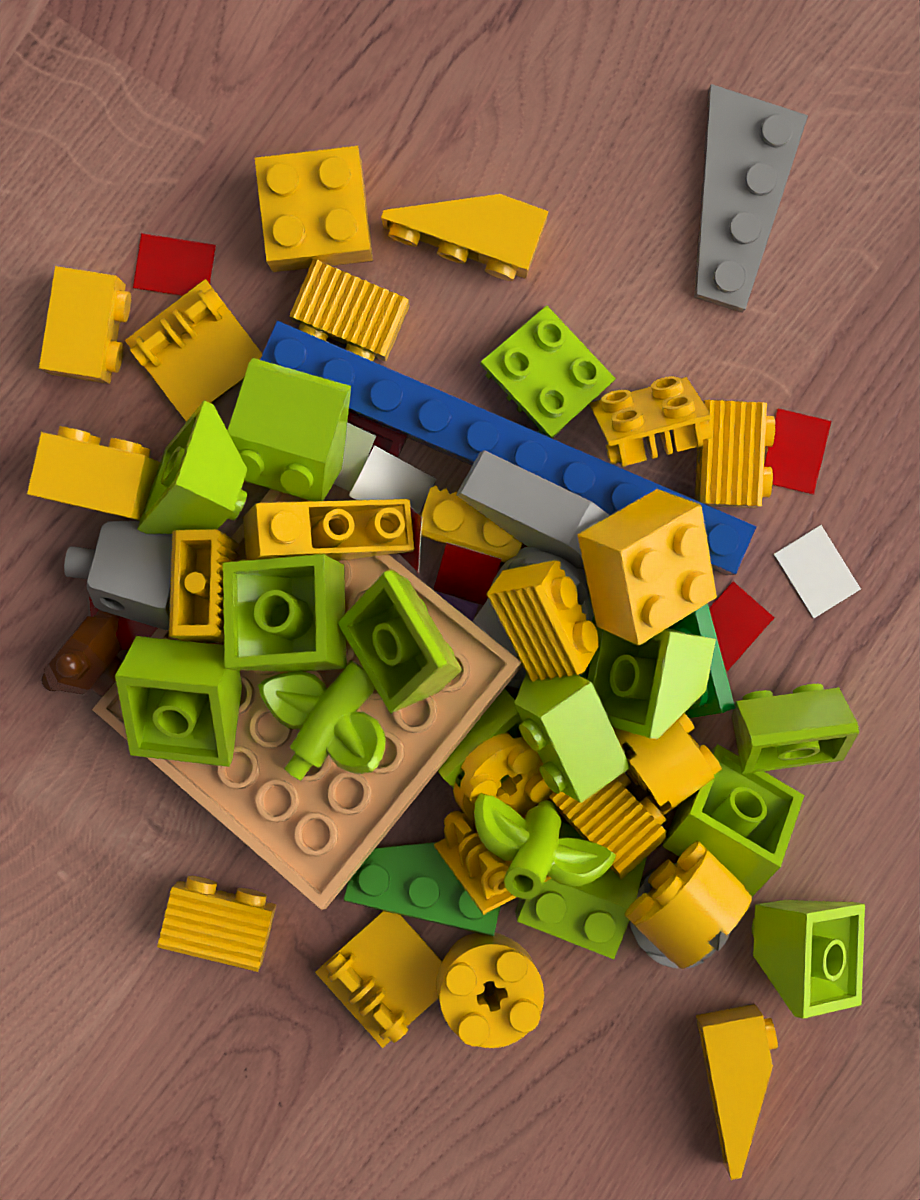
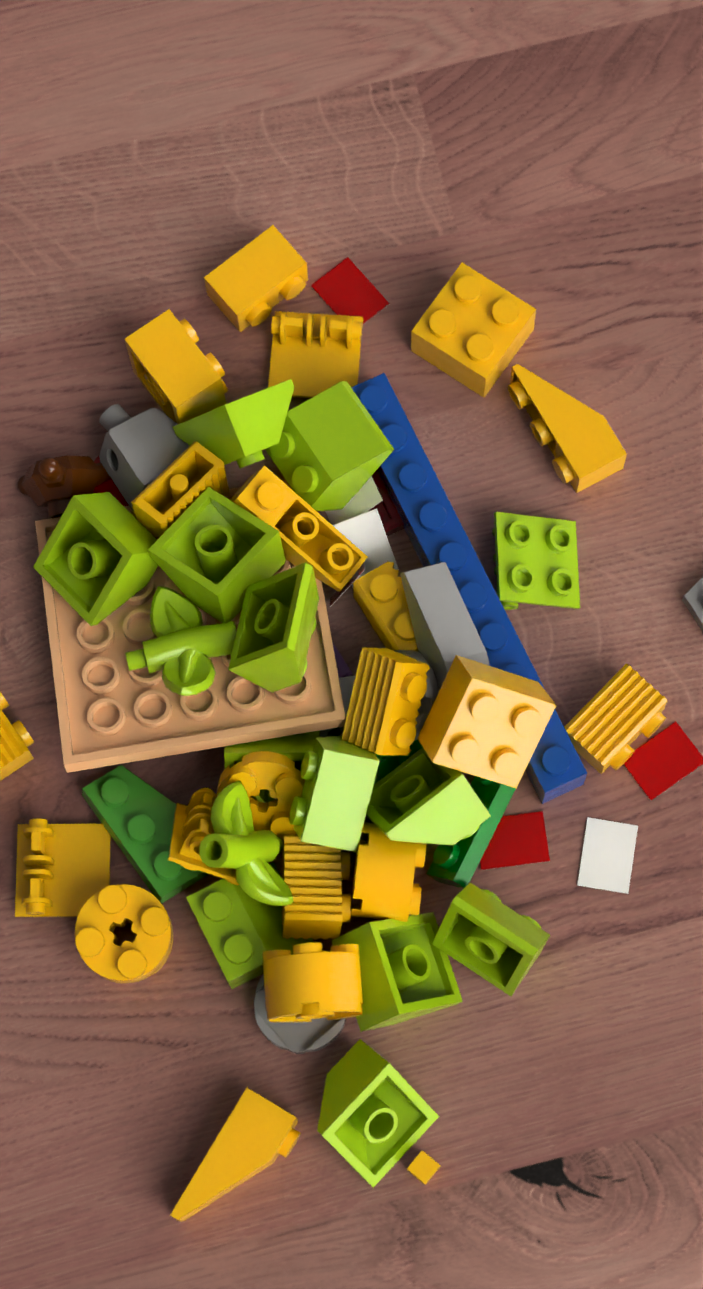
camera: 45 degrees right, 15 degrees down
(349, 311) = (439, 412): yellow brick -> none
(466, 573) = (359, 633): red sticker -> none
(663, 407) = (561, 627): yellow hinge -> none
(888, 955) = (423, 1167): none -> yellow piece

